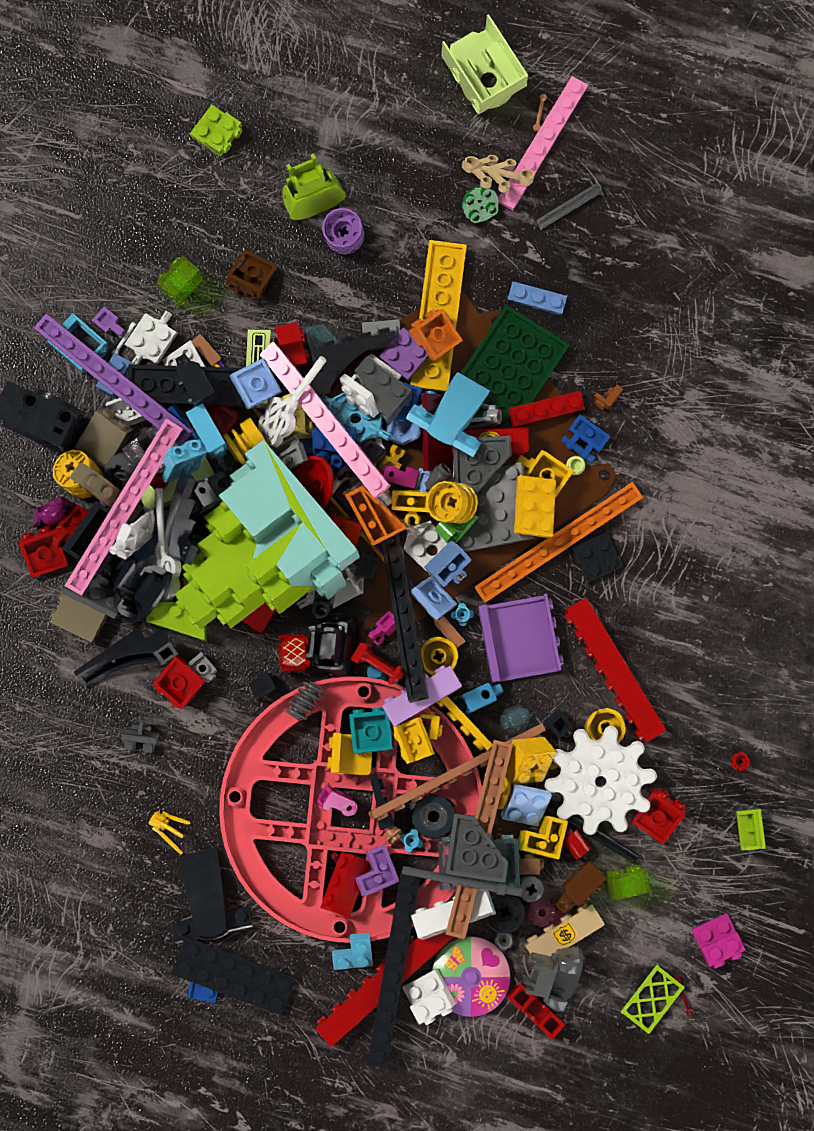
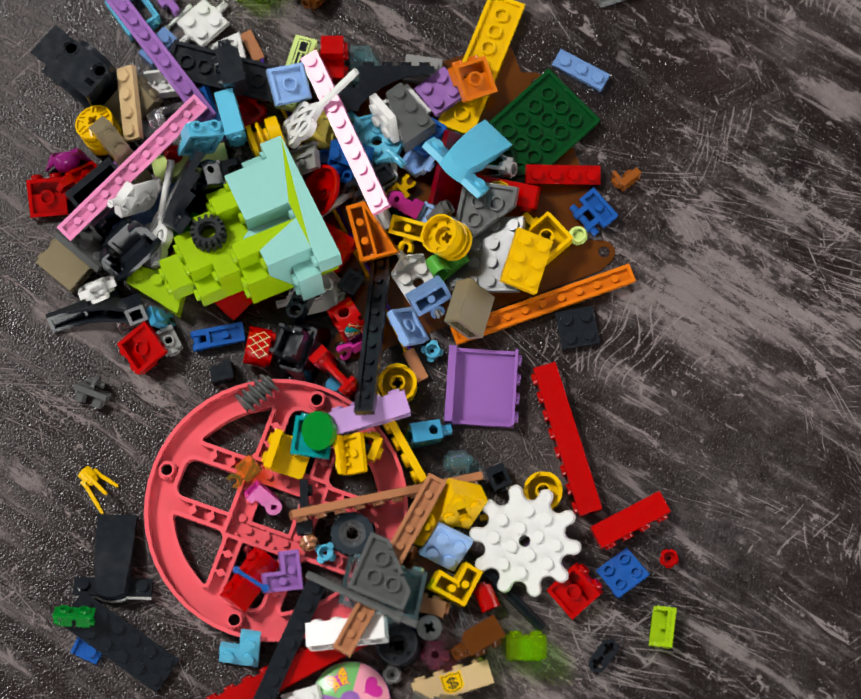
camera: 20 degrees right, 5 degrees down
(102, 441) = (130, 103): none -> tan plate
(119, 635) = (98, 289): none -> white plate
(175, 965) = (83, 615): none -> green hinge
(187, 648) = (158, 317): none -> dark azure plate
(213, 547) = (208, 223): none -> black tyre
(250, 651) = (218, 336): none -> blue plate
(314, 779) = (247, 470): none -> clear yellow plate
(363, 891) = (264, 587): none -> blue hinge
(372, 605) = (346, 319): none -> red brick
(377, 725) = (319, 430): none -> green tile
(490, 566) = (469, 308): none -> dark tan brick
(694, 734) = (629, 520): none -> red brick
(700, 787) = (622, 572): none -> blue hinge
(705, 873) = (599, 652): none -> black beam

